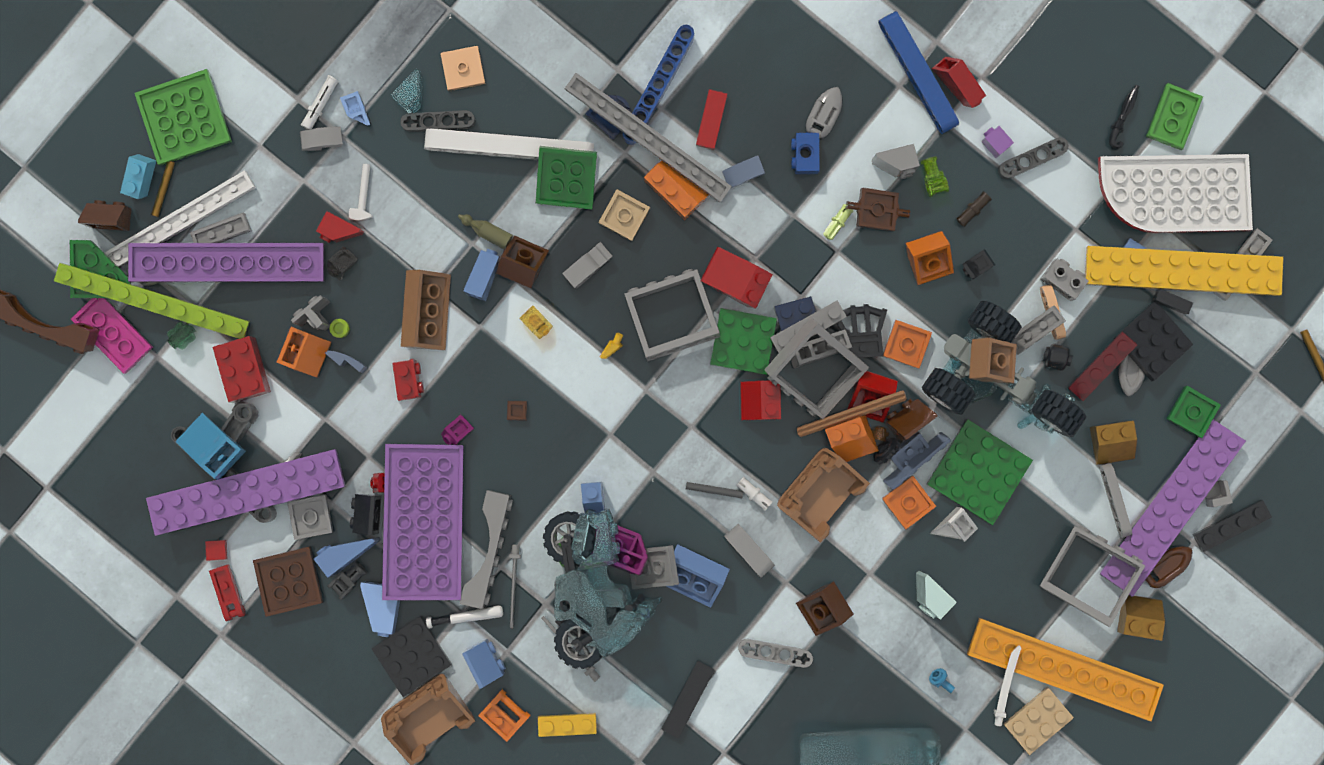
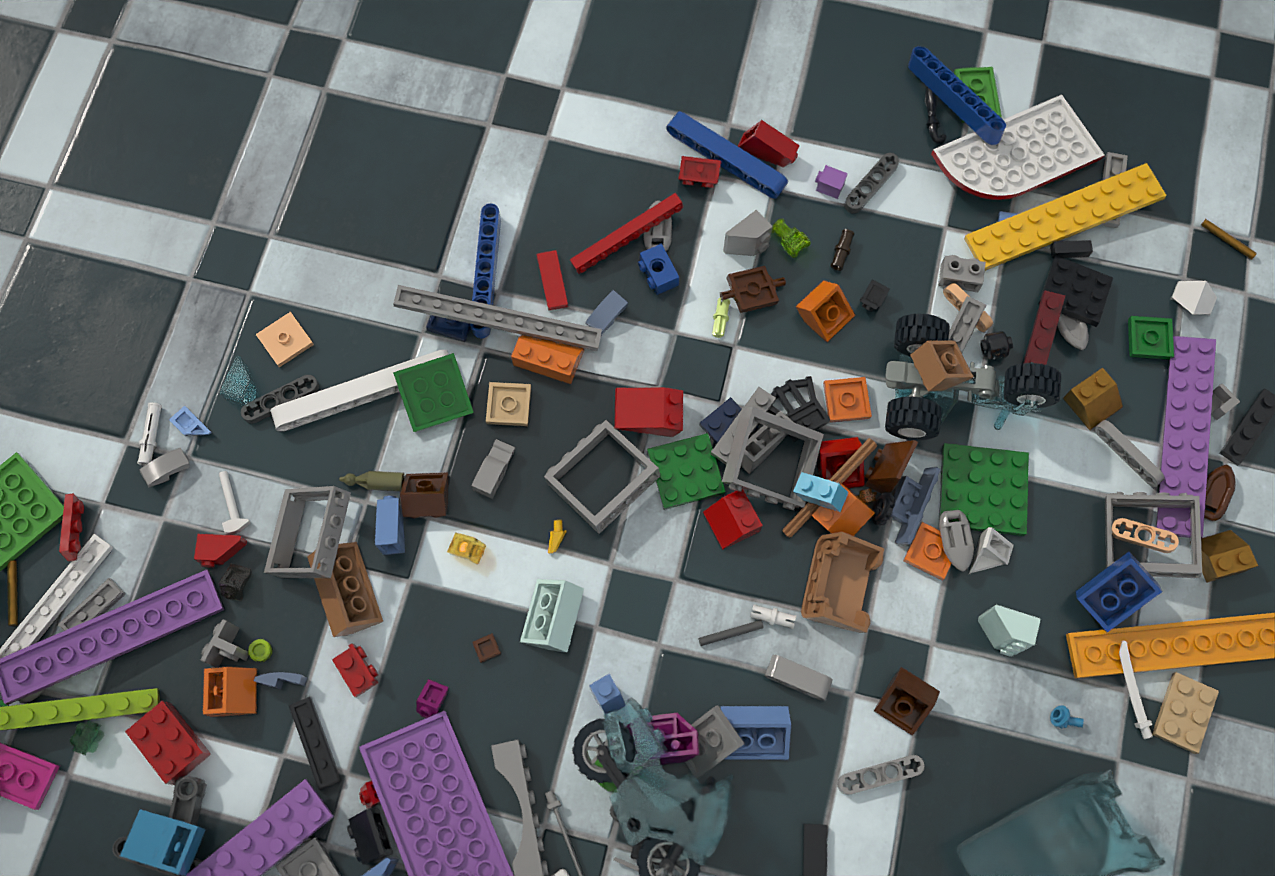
camera: 30 degrees left, 15 degrees down
(228, 157) = (71, 527): none -> red plate
(353, 421) = (315, 743): none -> black tile
(398, 241) = (288, 526): none -> light grey window
(579, 409) = (552, 615): none -> light aqua slope
(796, 107) = (626, 233): none -> red piece
(839, 416) = (820, 491): none -> medium azure brick
(886, 77) = (699, 170): none -> red bracket
(932, 503) = (956, 539): none -> light grey piece
(1036, 607) = (1118, 591): none -> blue brick
(1084, 566) = (1159, 546): none -> light nougat beam
(1140, 65) = (957, 95): none -> blue beam
(1252, 395) = (1195, 296): none -> white slope

